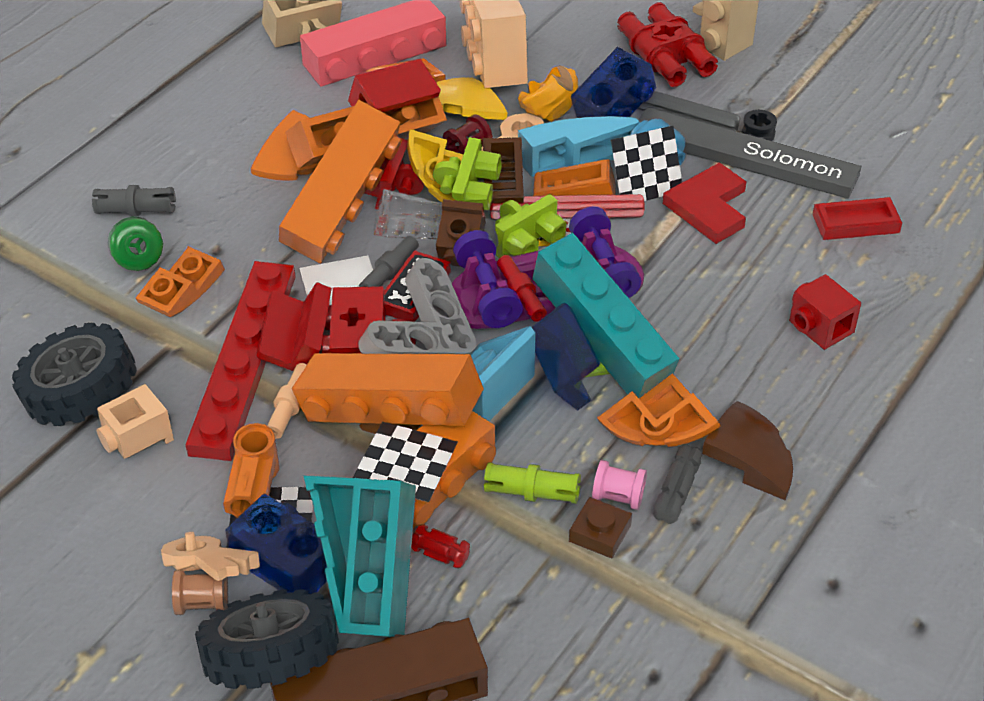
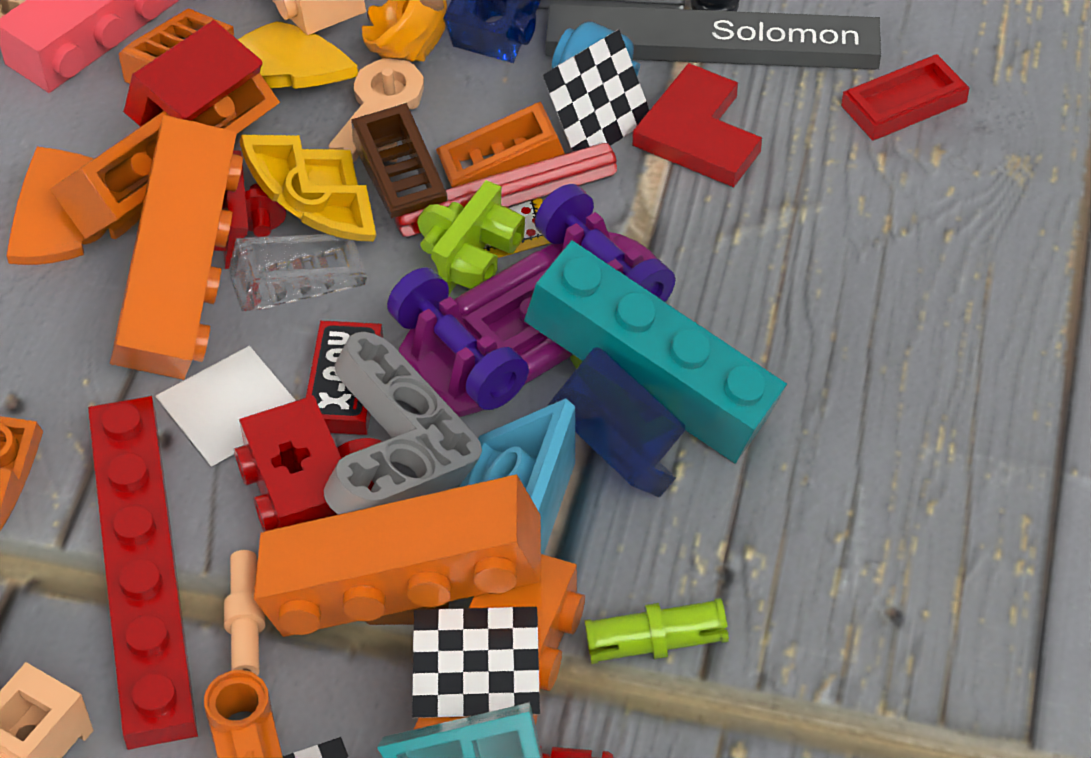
camera: 20 degrees left, 5 degrees up
(293, 327) = (205, 497): red panel -> none
(390, 263) = (292, 354): dark grey bar -> none
(457, 218) = (375, 253): reddish brown brick -> none
(463, 177) = (370, 211): lime hips -> none
(467, 130) = (314, 117): dark red bush -> none
(523, 287) = (514, 334): red bar -> none
(571, 141) = (478, 85): medium azure slope -> none
(600, 527) = (776, 666): reddish brown plate -> none
(619, 485) = (778, 595): bright pink bush -> none
(660, 417) = (787, 474): orange brick -> none
(677, 484) = (850, 567): dark grey axle -> none
(752, 445) = (923, 479): reddish brown brick -> none
(824, 311) = (930, 249): red brick -> none

